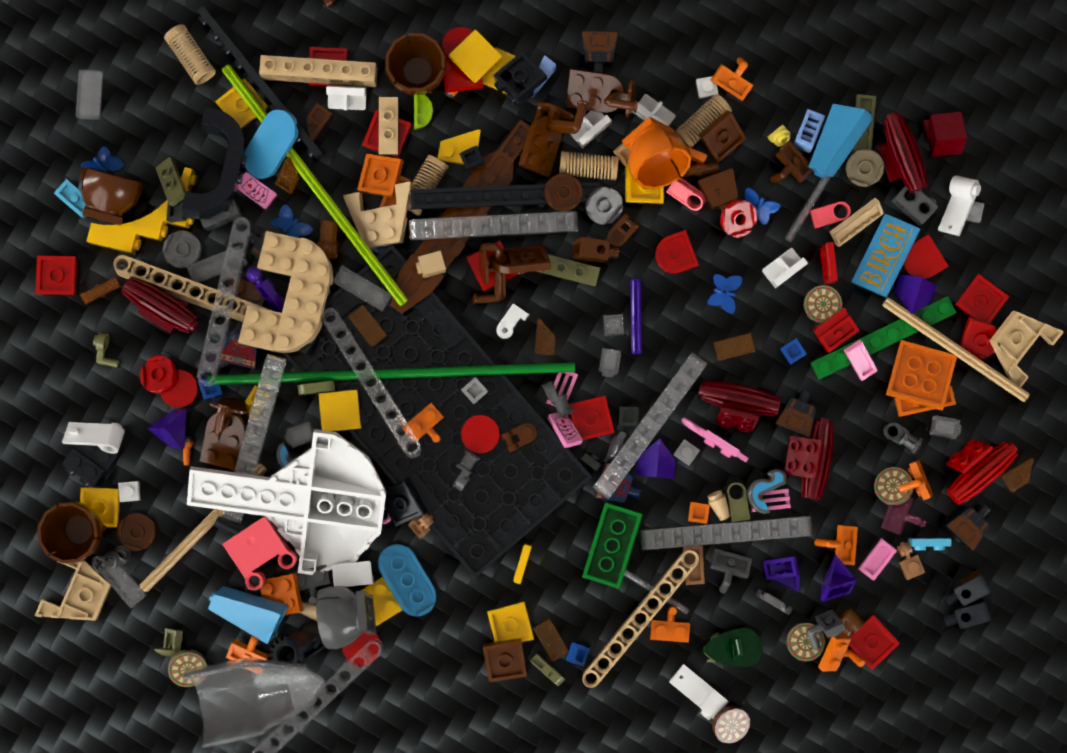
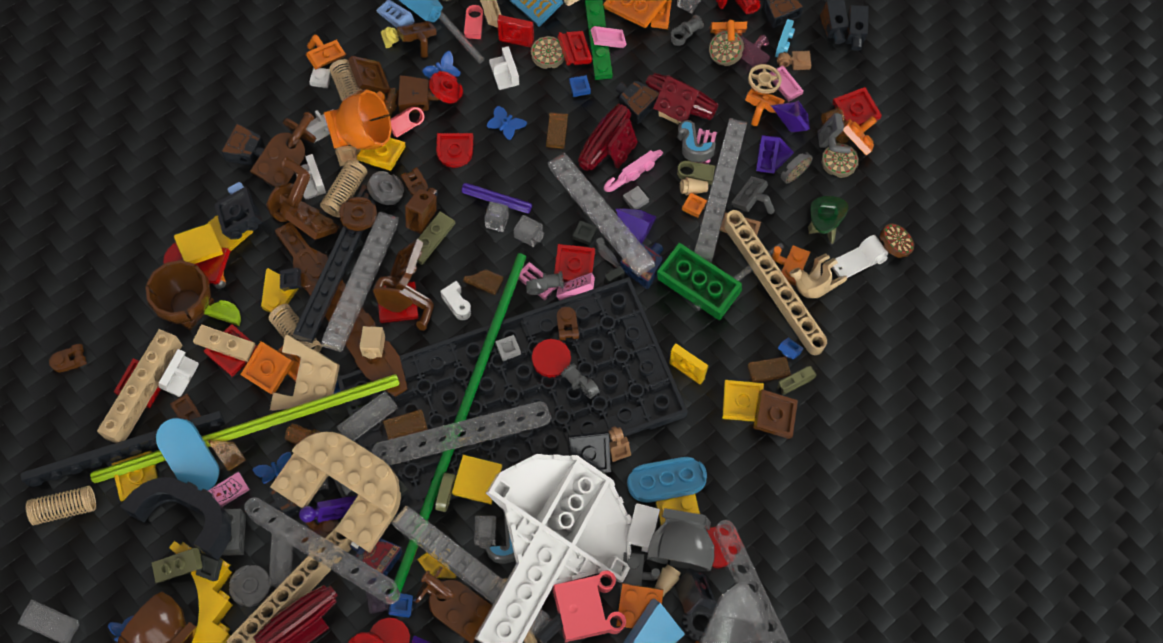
camera: 70 degrees left, 20 degrees down
(424, 423) = (517, 397): orange plate -> none
(653, 658) = (813, 284): none -> tan piece
(870, 537) = (764, 79): none -> tan wheel

